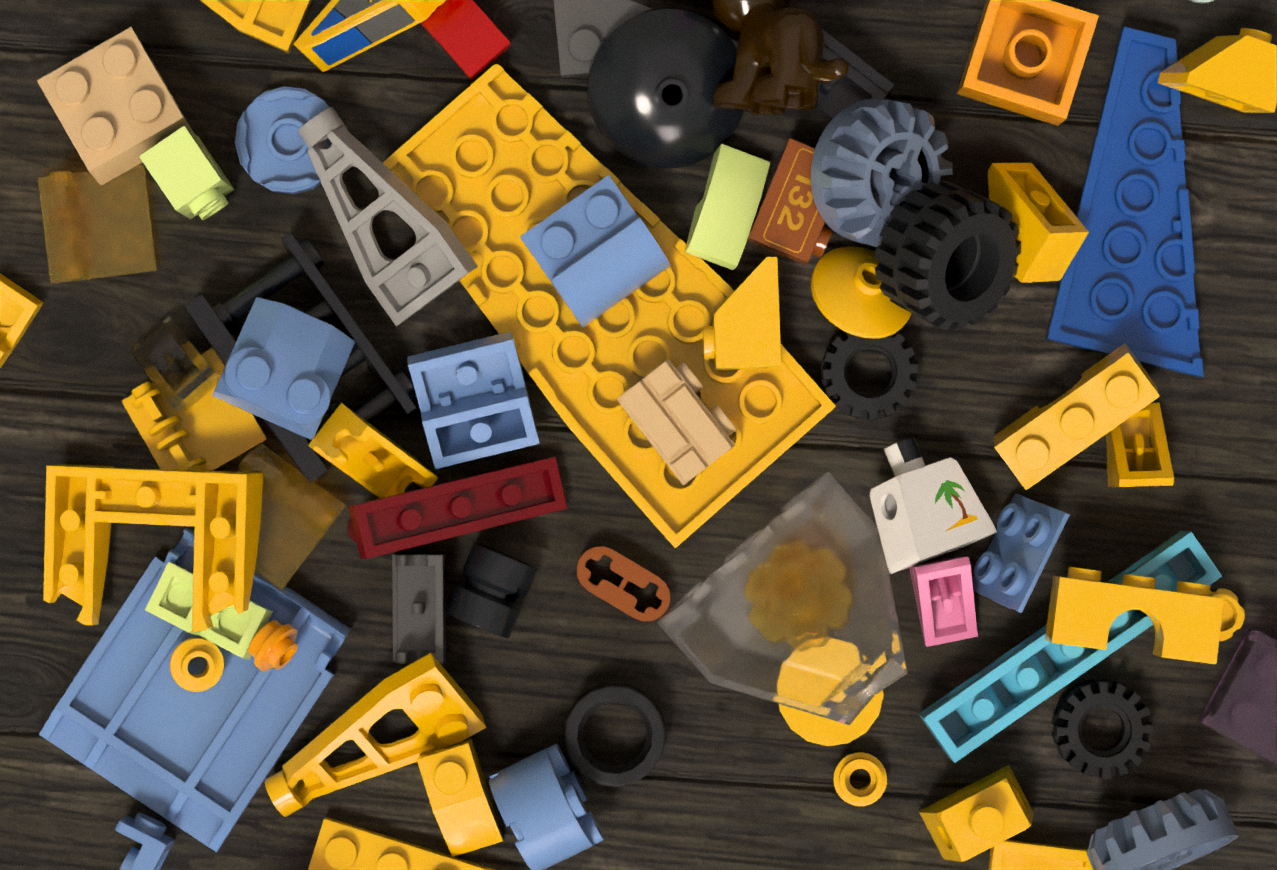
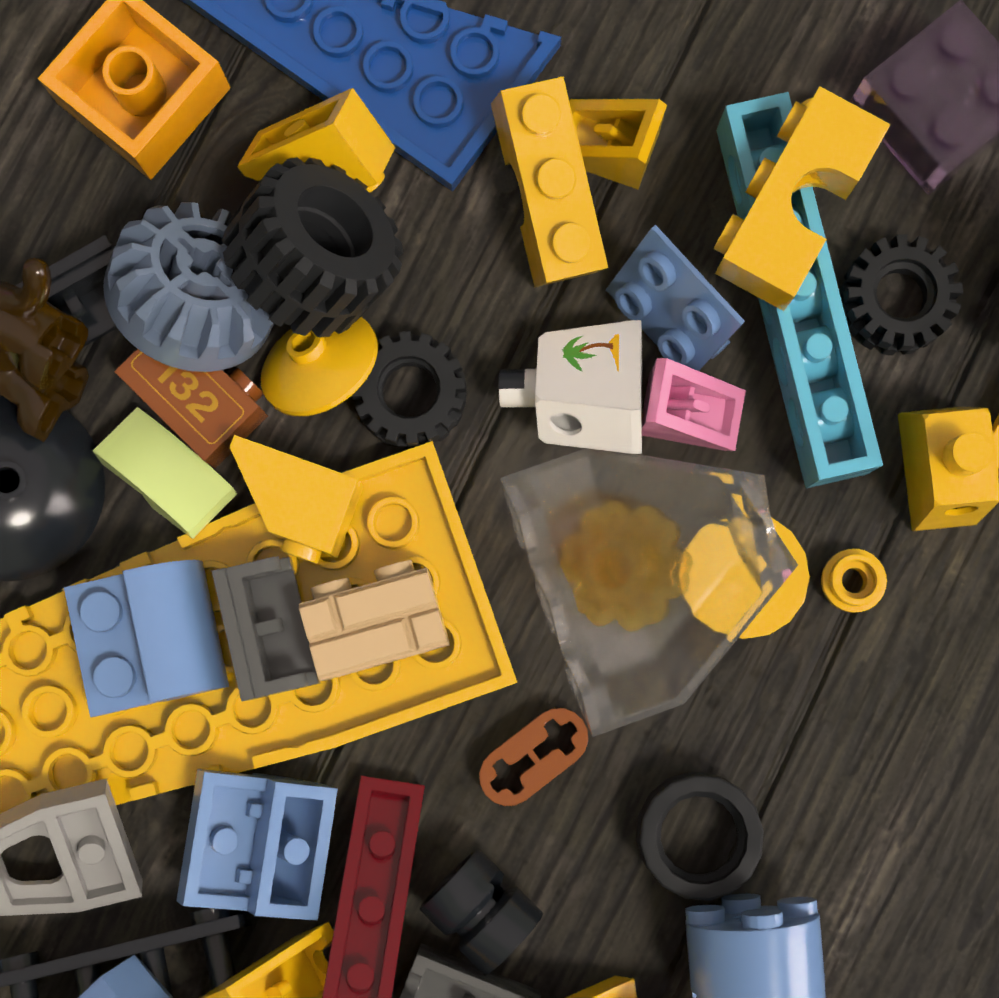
camera: 65 degrees left, 5 degrees down
(640, 340) = (265, 627): none -> dark grey hinge

